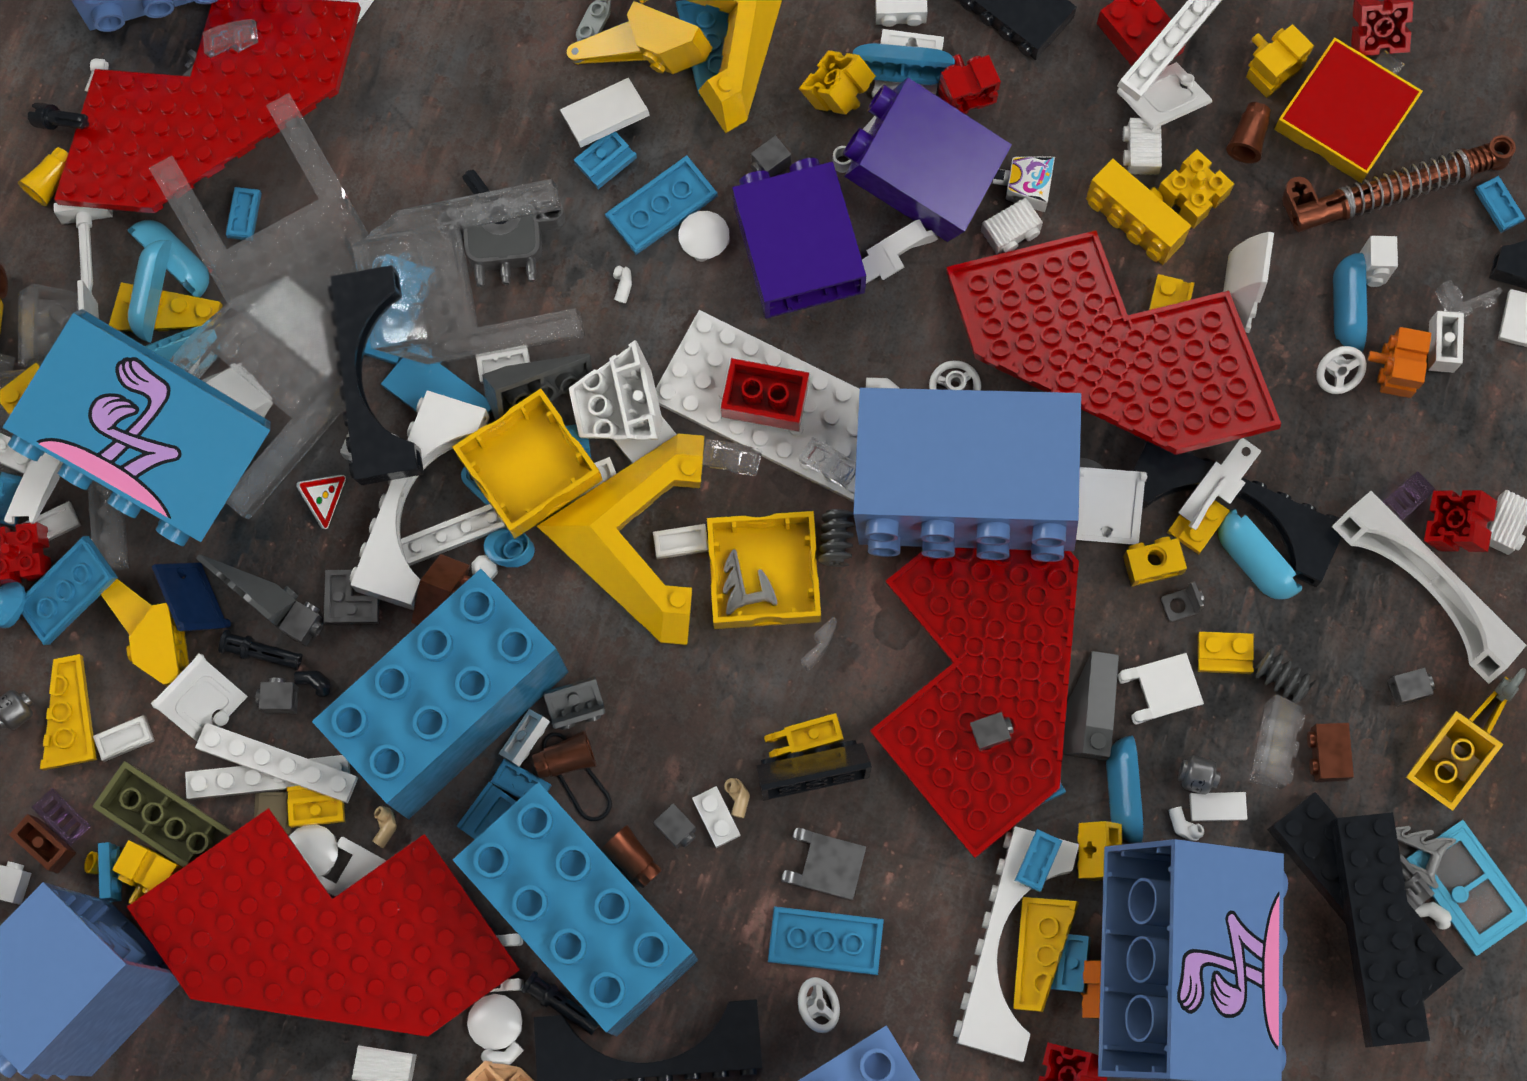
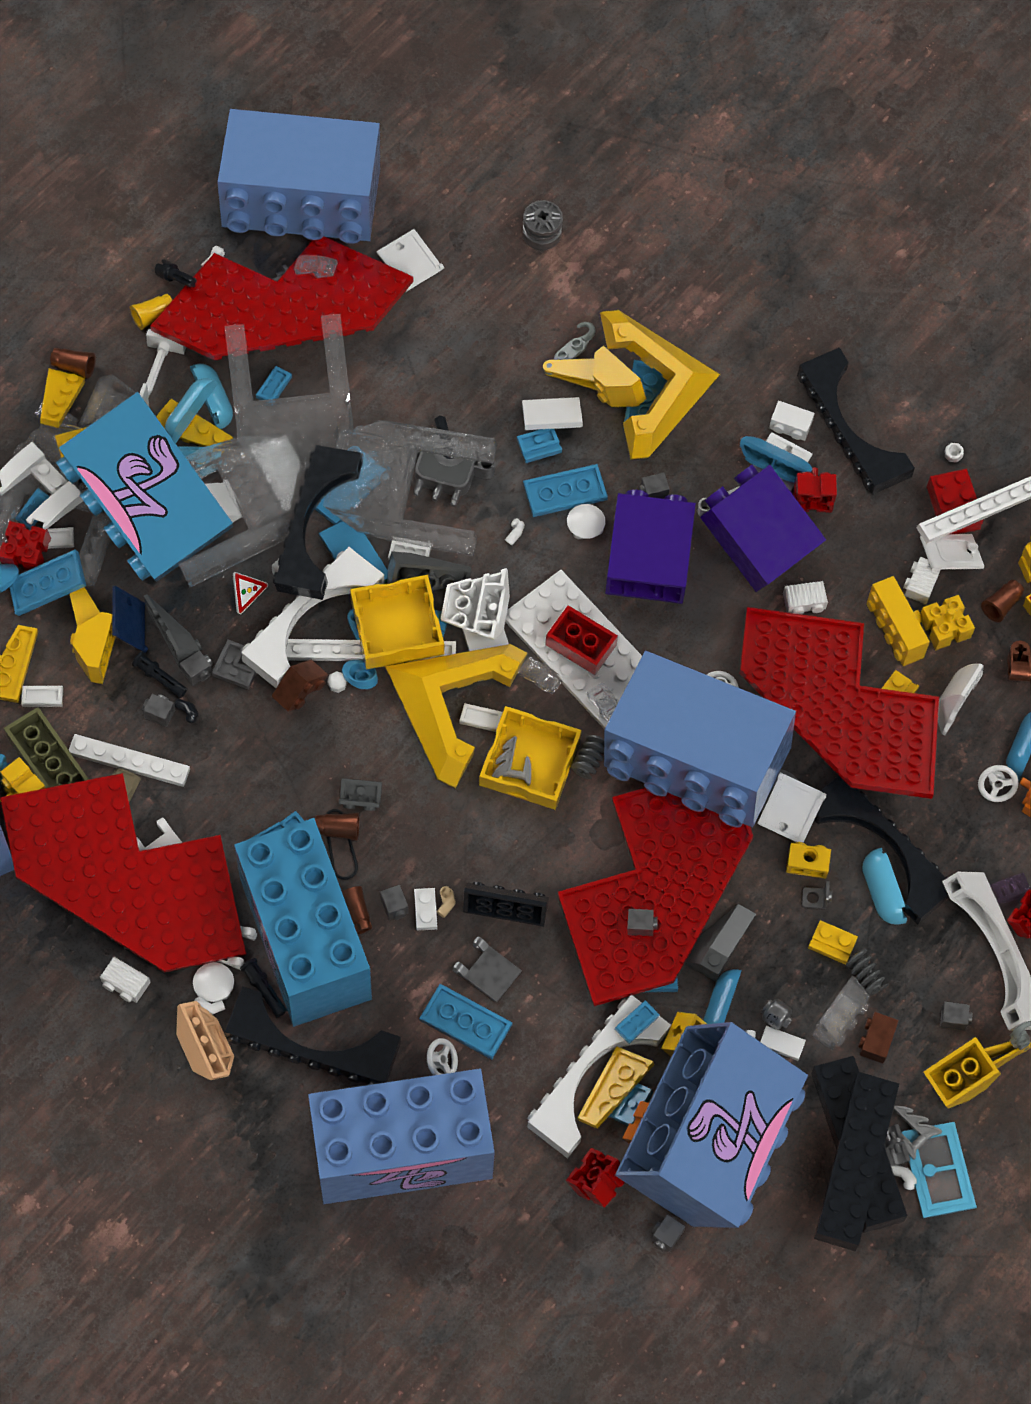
camera: 15 degrees right, 10 degrees down
(197, 695) = (103, 685): white container -> none
(276, 763) = (139, 751): white plate -> none
(312, 808) = (153, 790): yellow plate -> none
(317, 847) = (143, 818): white dish -> none
(387, 825) = (196, 823): tan arm -> none
(442, 695) = (273, 745): dark azure brick -> none
(524, 737) = (316, 802): white plate -> none
(807, 735) = (512, 879): yellow hinge -> none
(823, 638) = (553, 819): clear slope -> none
(837, 82) = (723, 455): yellow brick -> none
(884, 256) = (706, 583): white piece -> none
(1027, 178) = (831, 570): torso -> none
(1167, 687) = (780, 948): white flag -> none
(1198, 538) = (852, 847): yellow plate -> none
(1220, 481) = (878, 822): white piece -> none

